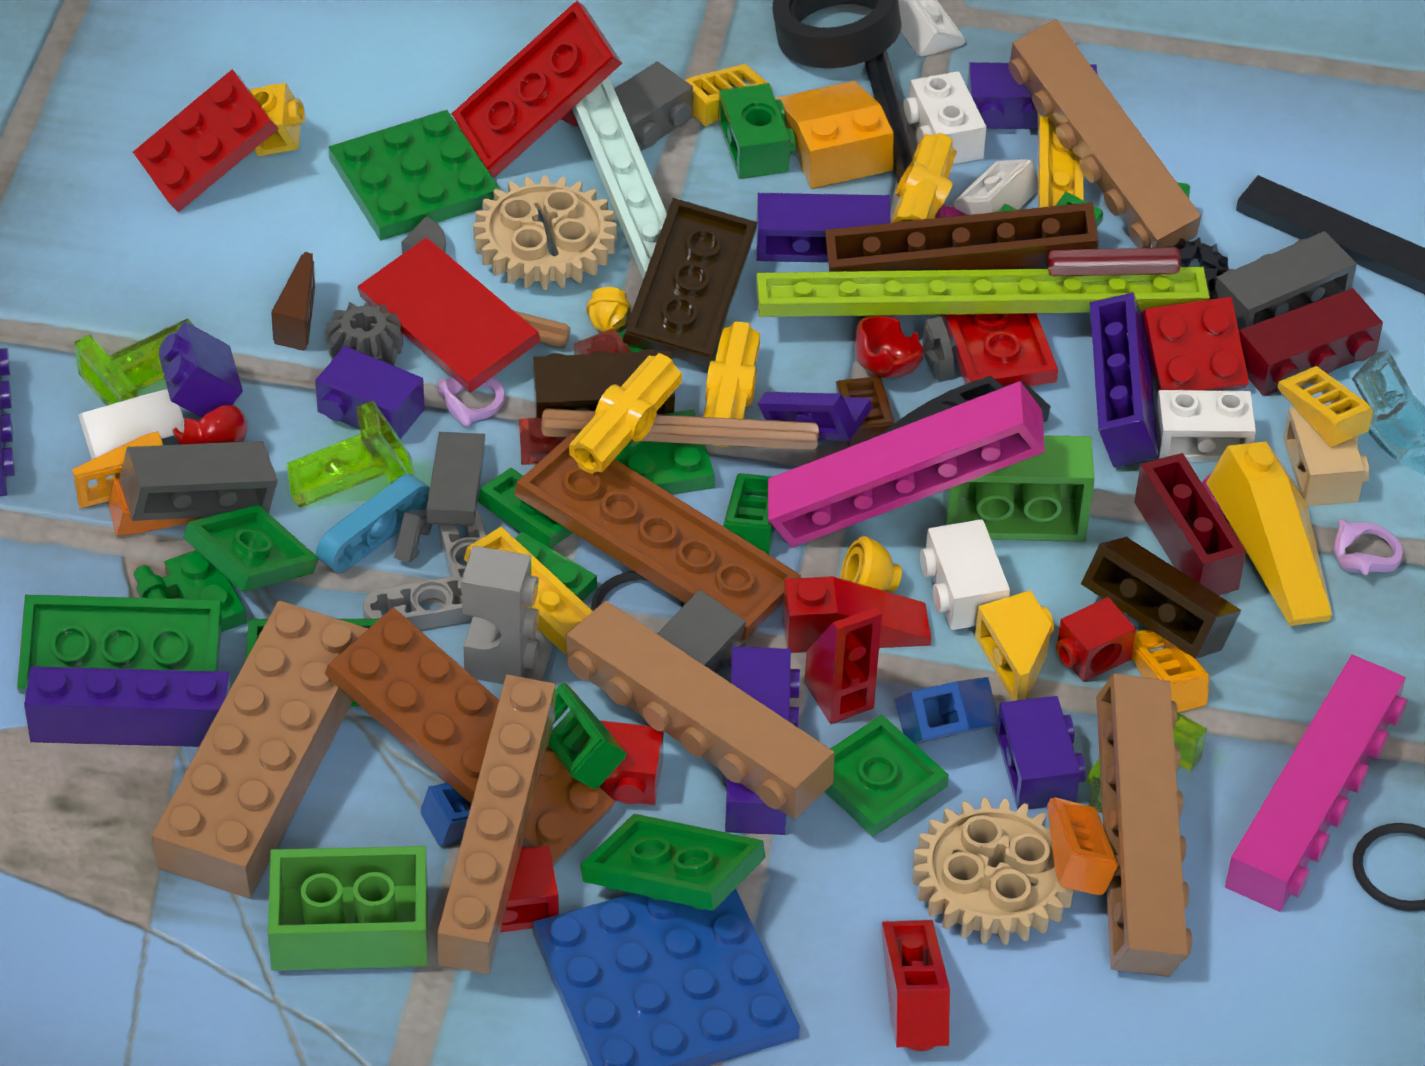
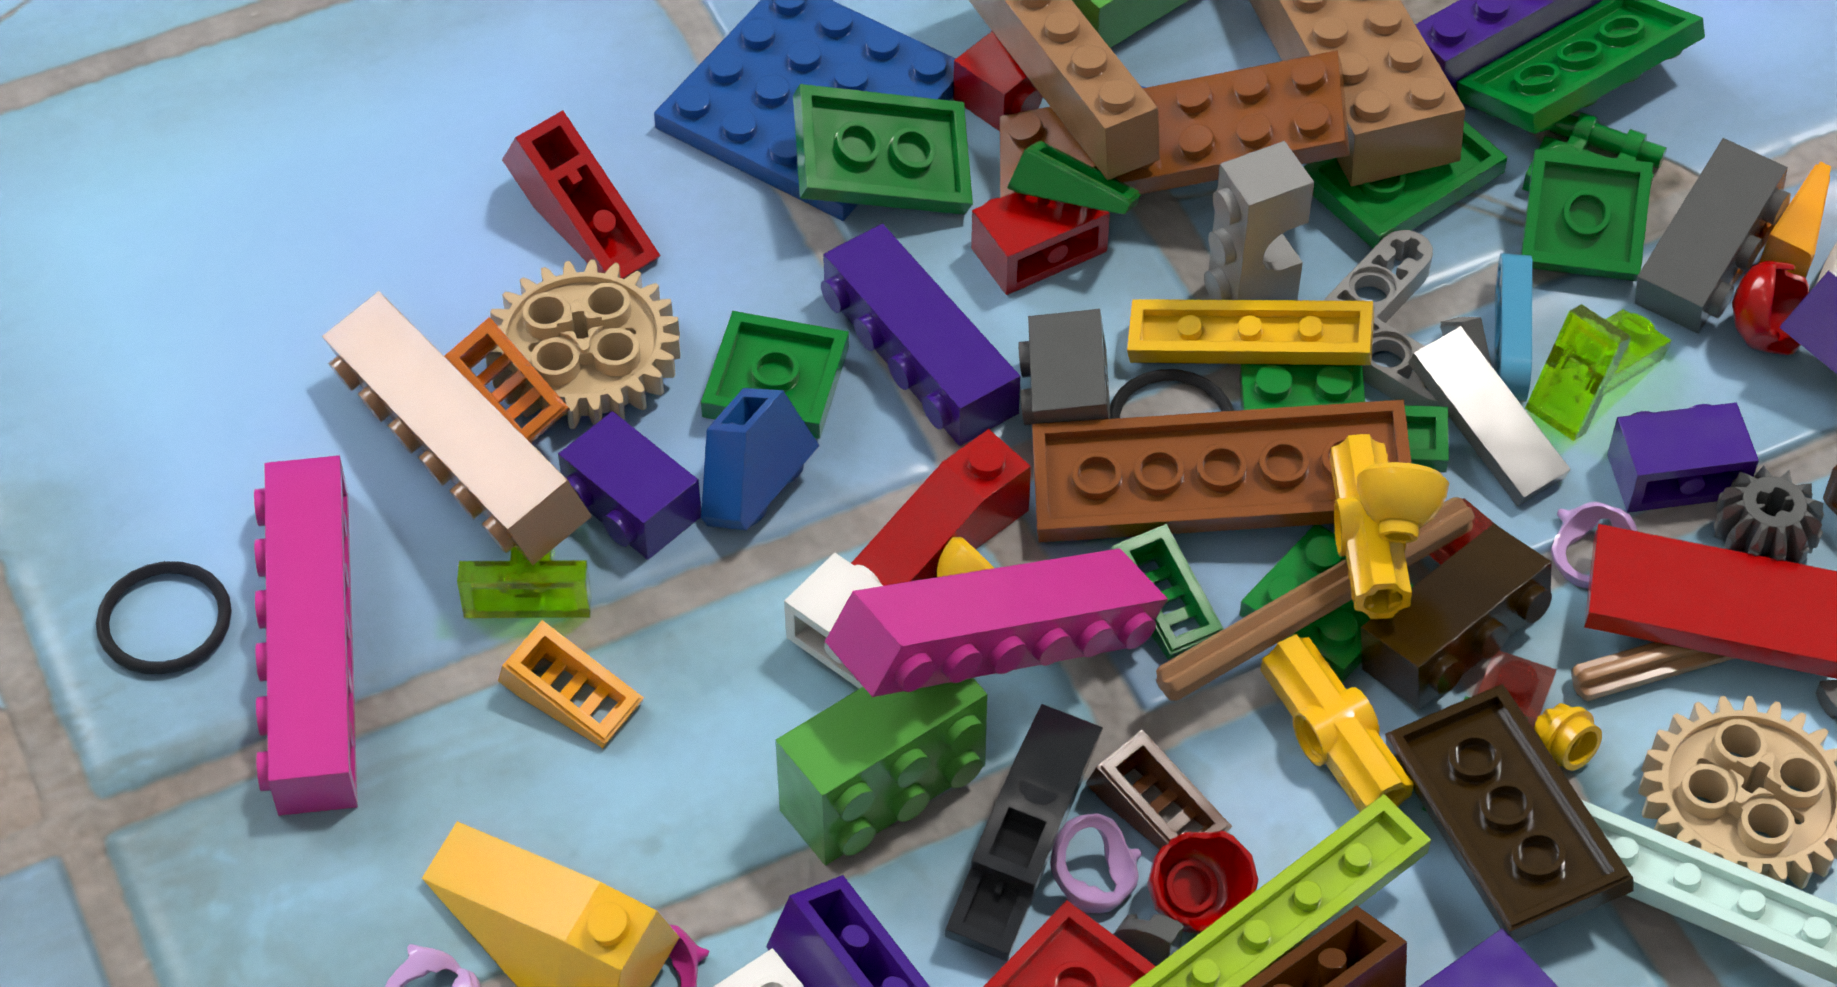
camera: 145 degrees right, 5 degrees up
(615, 370) = (1401, 498): none -> yellow brick
(700, 710) = (978, 259): medium nougat brick -> none
(835, 415) = (1197, 724): dark purple panel -> none
(845, 665) = (889, 410): red slope -> none
(924, 392) = (1118, 857): none -> lavender piece
(1015, 640) = (744, 594): yellow slope -> none
(1095, 639) = (664, 651): red brick -> none
(1161, 597) = (621, 735): dark brown brick -> none
(1189, 524) = (652, 843): dark red brick -> none

